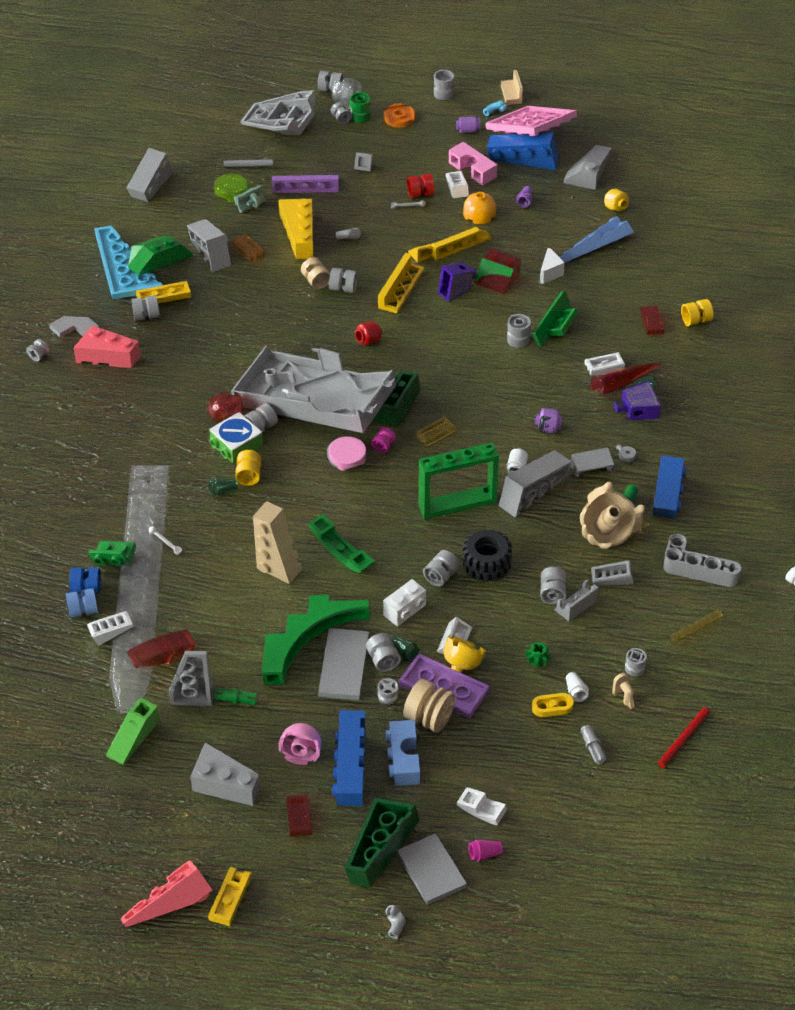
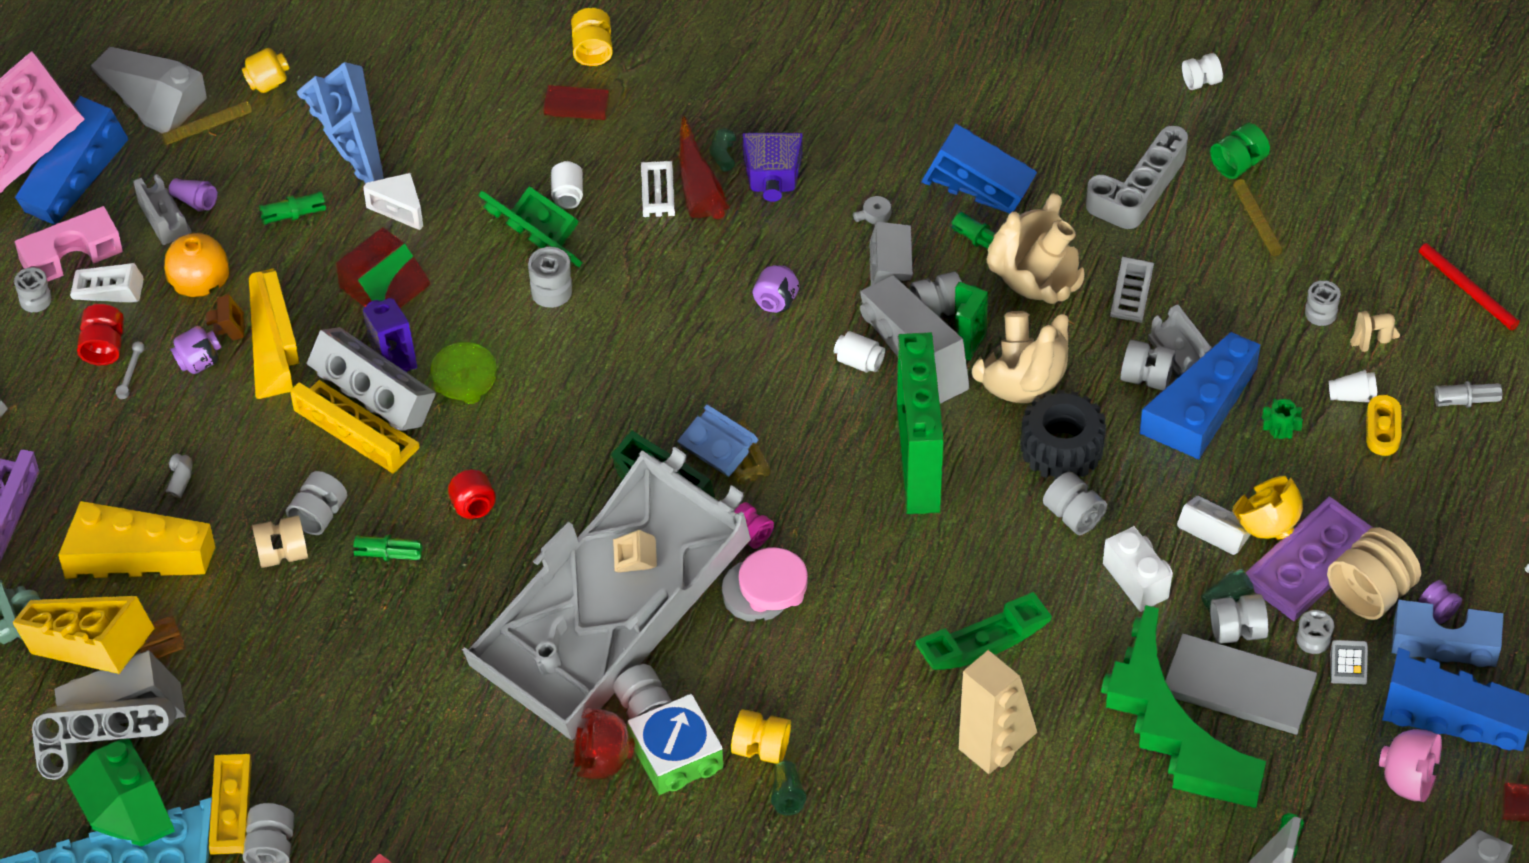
camera: 75 degrees left, 5 degrees up
(183, 230) = (105, 728): none -> light grey beam
(230, 215) = (85, 630): none -> yellow wedge
(327, 312) = (387, 547): none -> green axle
(339, 391) = (634, 552): none -> tan slope
(373, 710) = (1348, 662): none -> slope
(424, 219) = (196, 350): none -> medium lavender head
(425, 280) = (370, 379): none -> light grey brick
(426, 746) = (1444, 603): none -> medium lavender wheel
(434, 416) = (717, 440): none -> medium blue plate
(441, 158) = (32, 289): none -> light grey wheel
(447, 315) = (463, 371): none -> clear neon green tile
(449, 226) = (227, 318): none -> reddish brown tile
(508, 187) = (161, 210): none -> light grey hinge
(522, 525) = (1026, 365): none -> tan piece
(530, 232) = (292, 207): none -> green pin
(541, 615) = (1201, 398): none -> blue wedge
(550, 499) = (970, 316): none -> green bracket
(568, 486) = (939, 294): none -> light grey wheel
(576, 192) = (206, 123): none -> clear yellow bar
(588, 326) = (567, 184): none -> white brick
(733, 602) = (1240, 150): none -> green wheel

